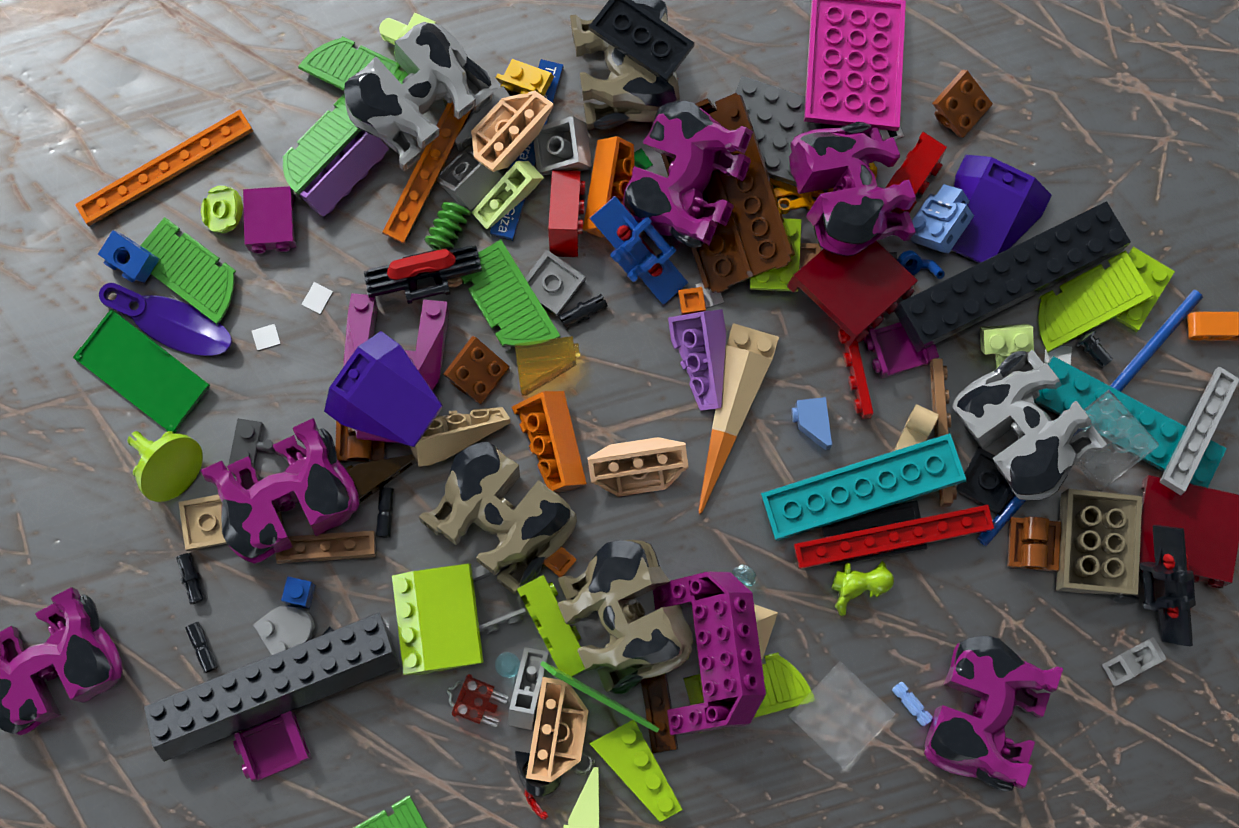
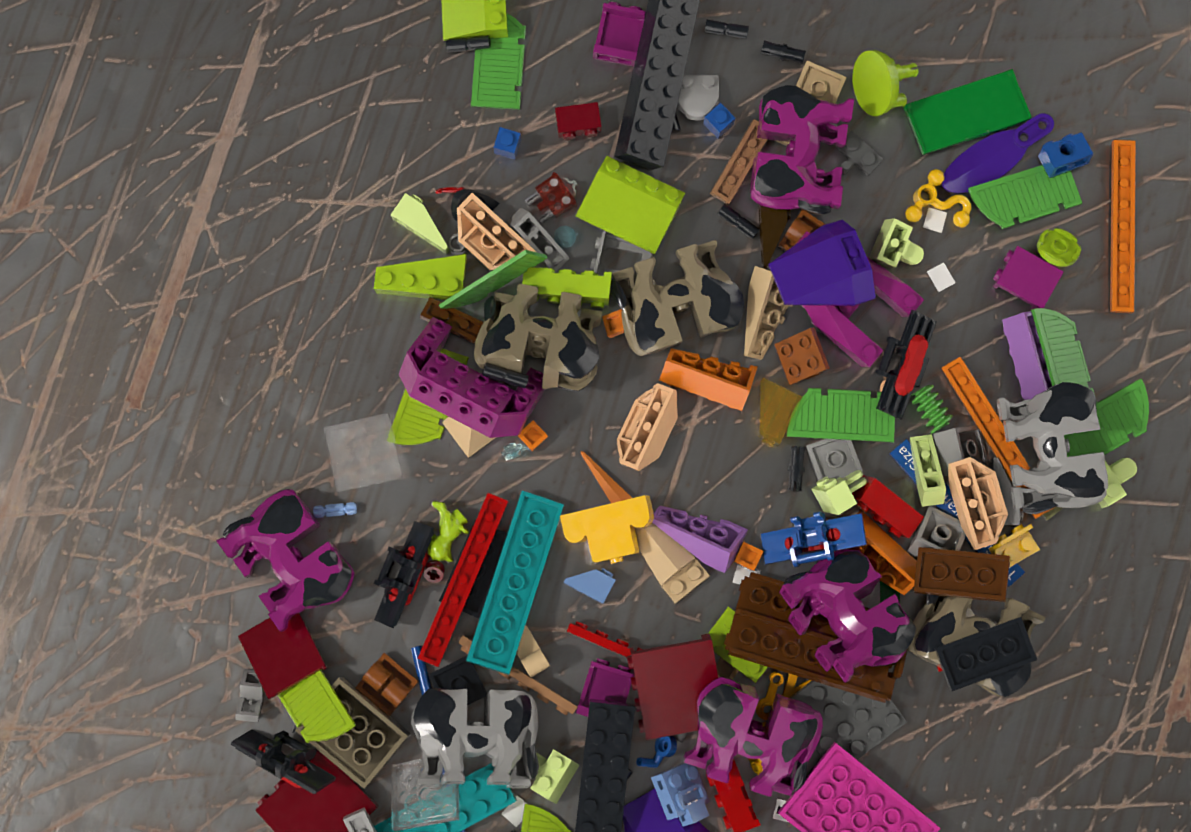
camera: 120 degrees right, 5 degrees up
(226, 358) = (935, 178): none -> yellow piece
(315, 354) = (894, 245): none -> yellowish green brick
(385, 727) = (578, 120): none -> dark red brick
(452, 781) = (507, 143): none -> blue brick
(584, 99) = (962, 574): none -> reddish brown plate
(585, 254) = (836, 494): none -> yellowish green brick
(685, 621) = (508, 376): none -> black piece
(716, 562) = (532, 435): none -> orange plate
(754, 437) = (609, 528): none -> yellow brick
(903, 571) = (432, 577): none -> dark red bush
(908, 597) = (412, 560): none -> black piece
(1085, 654) = (279, 656): none -> dark red piece
(1098, 602) = (316, 708): none -> lime piece

